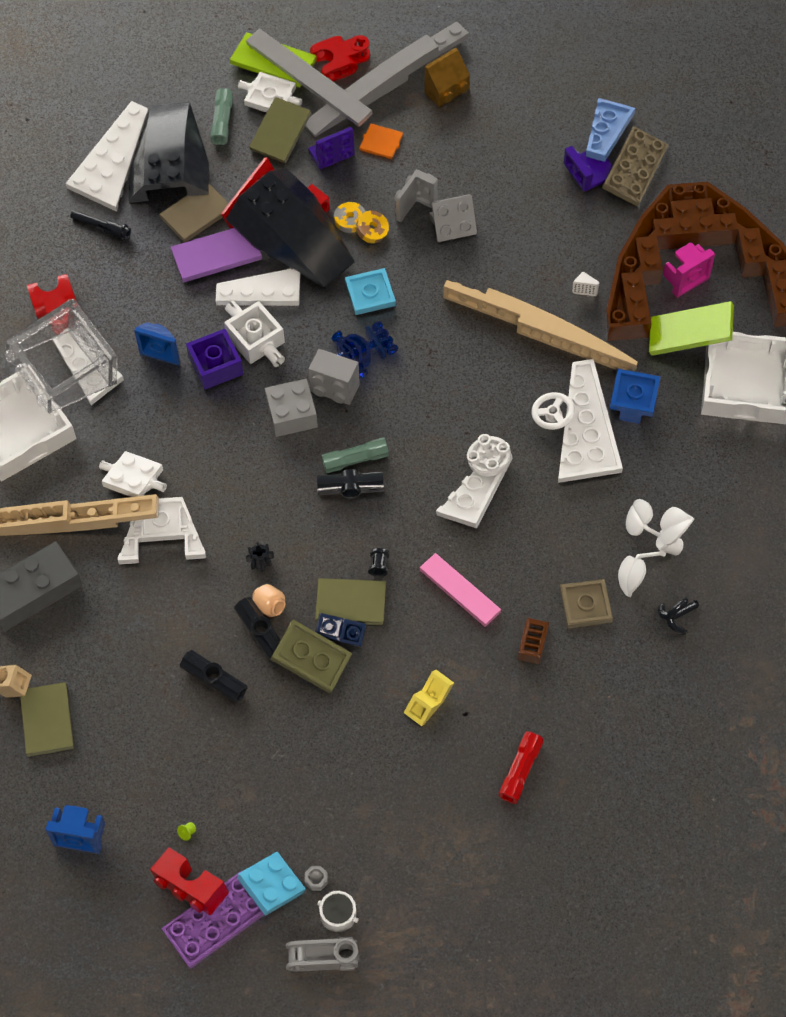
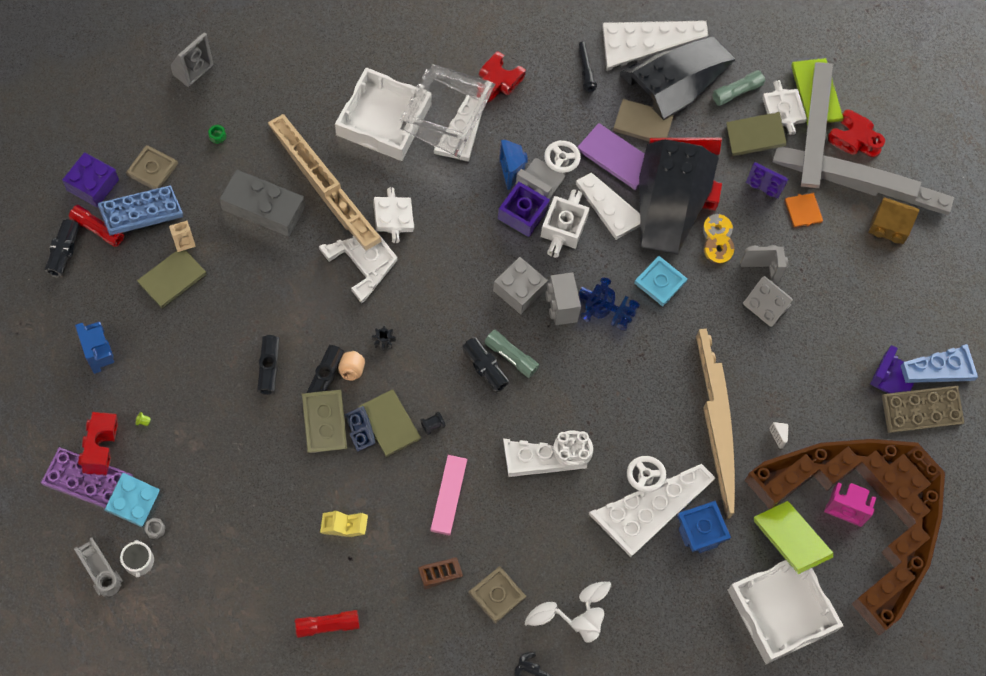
camera: 50 degrees right, 5 degrees up
(183, 299) = (561, 164): none -> white piece
(190, 327) = (540, 178): none -> light grey bracket

